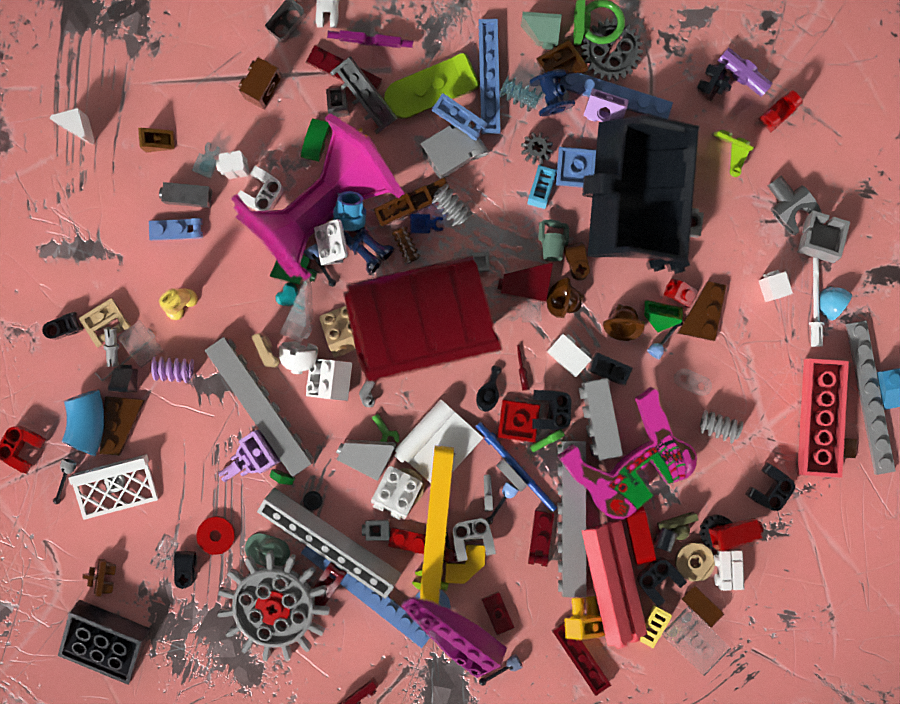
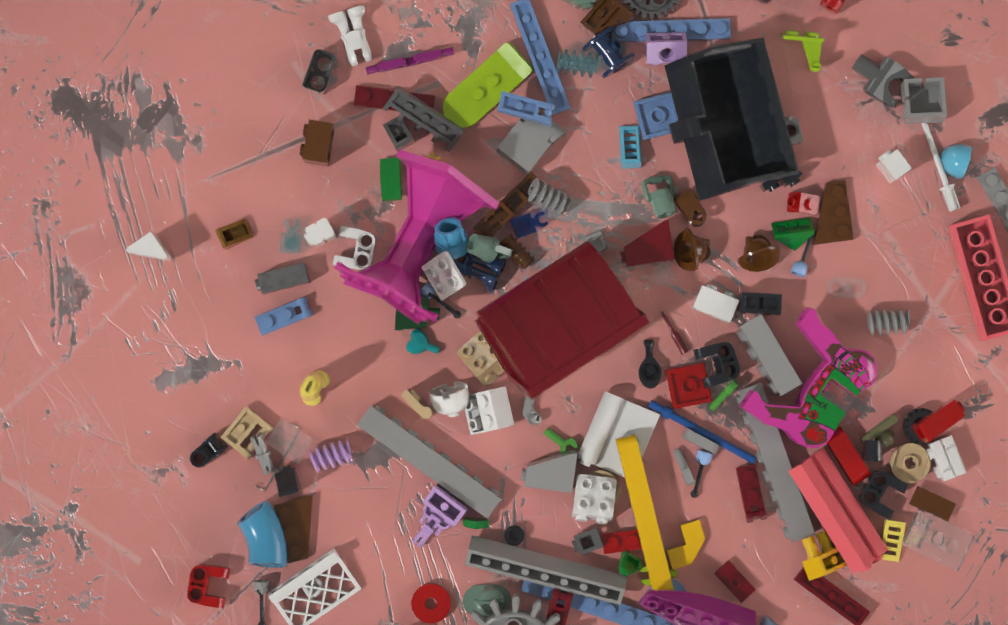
camera: 25 degrees left, 0 degrees up
(299, 319) = (439, 364): clear slope -> none
(379, 231) = (487, 248): none -> sand green piece
(407, 563) = (629, 564): none -> green tile
(449, 554) = (667, 539): dark red hinge -> none
(472, 535) = (683, 513): light grey piece -> none
(529, 146) = (613, 104): dark grey gear -> none
(774, 490) = (963, 365): black piece -> none

